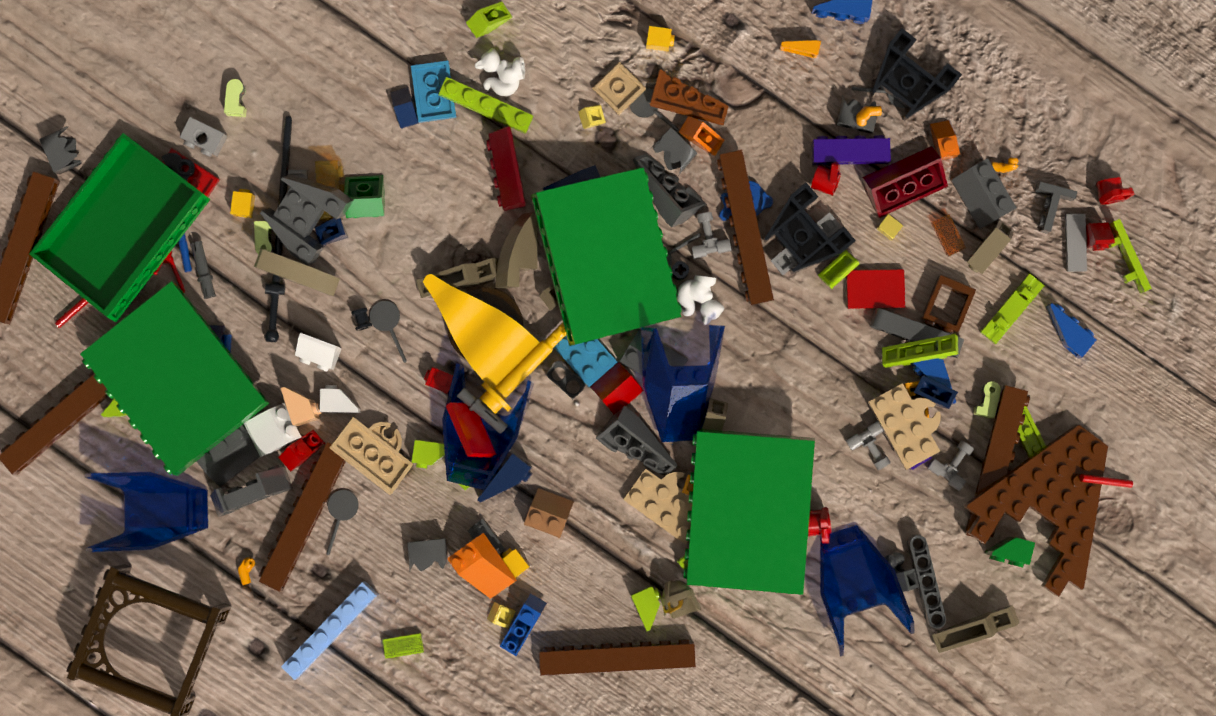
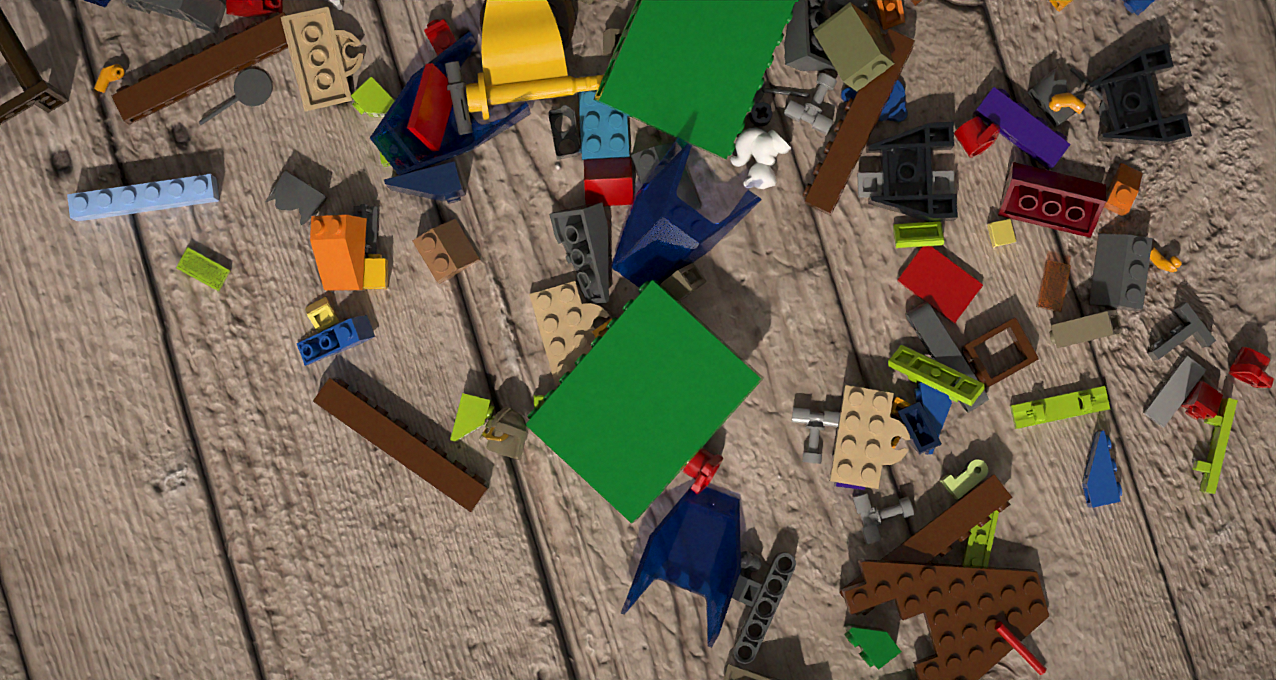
camera: 30 degrees right, 0 degrees up
(707, 183) = (854, 46): none -> olive slope

